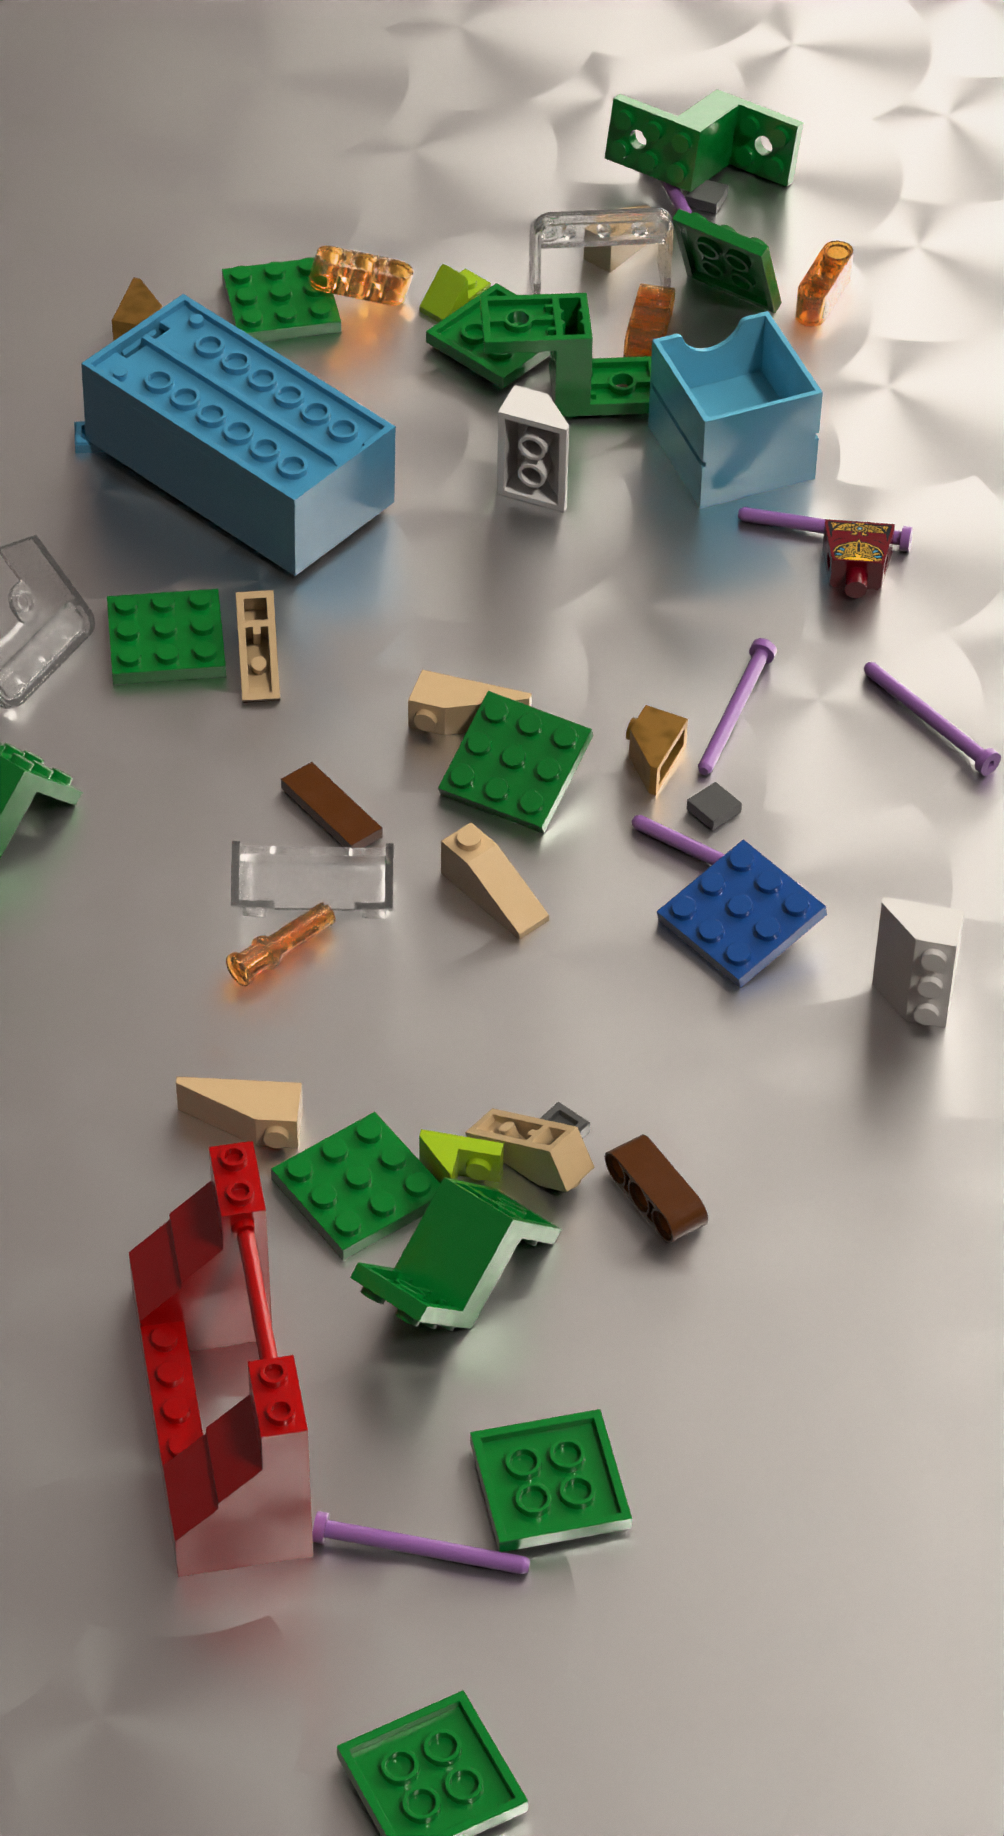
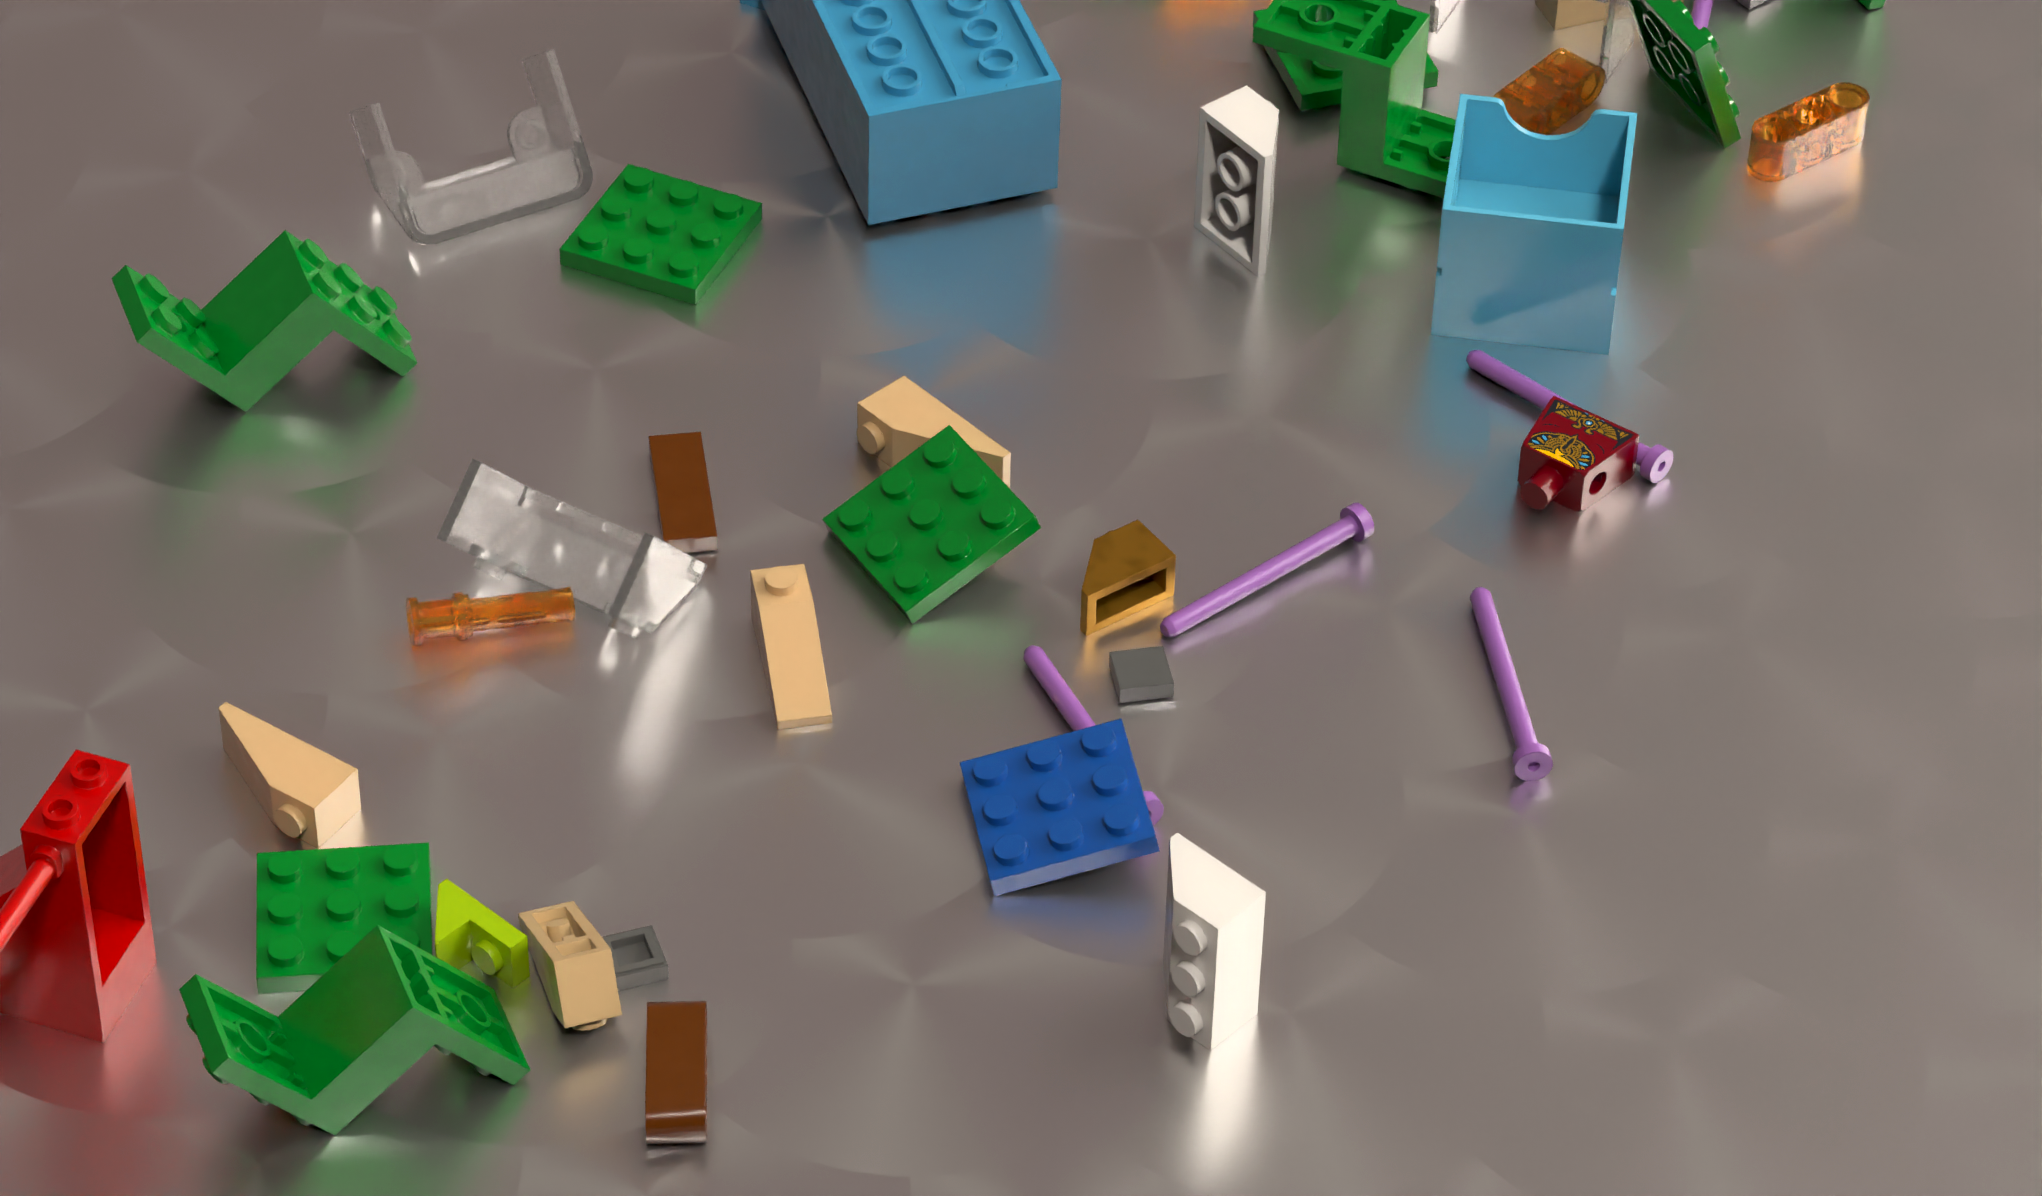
camera: 30 degrees right, 5 degrees down
(257, 646) = (748, 278): tan slope -> none

